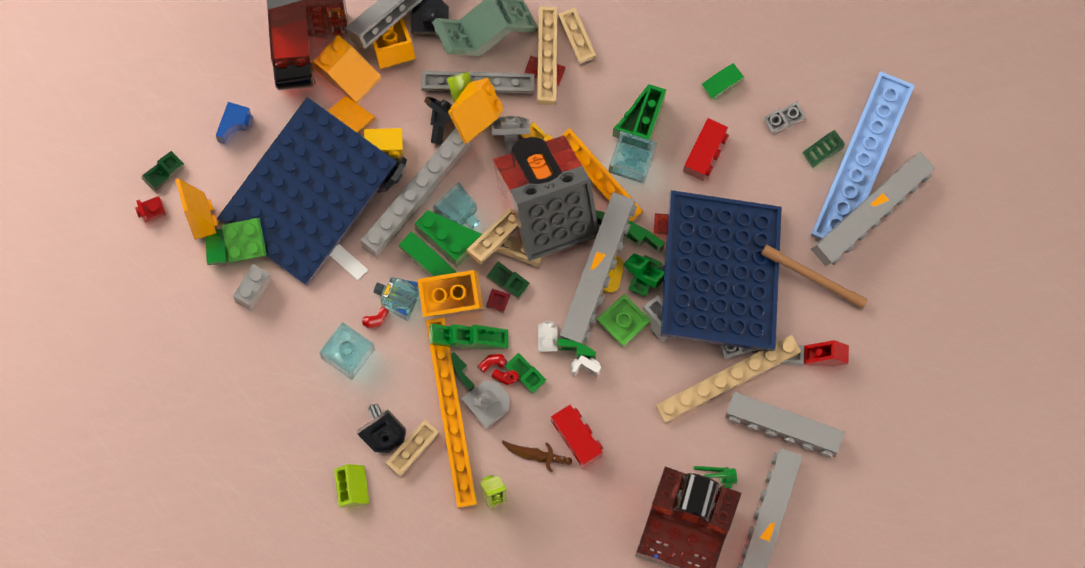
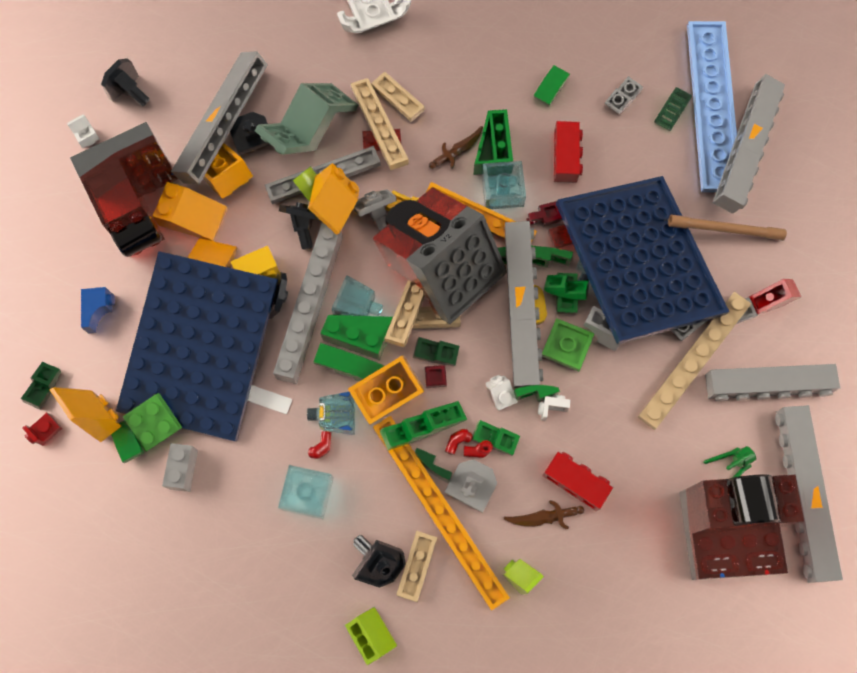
camera: 20 degrees left, 0 degrees up
(612, 105) = (448, 155): none -> reddish brown piece
(660, 198) = (546, 213): none -> dark red plate

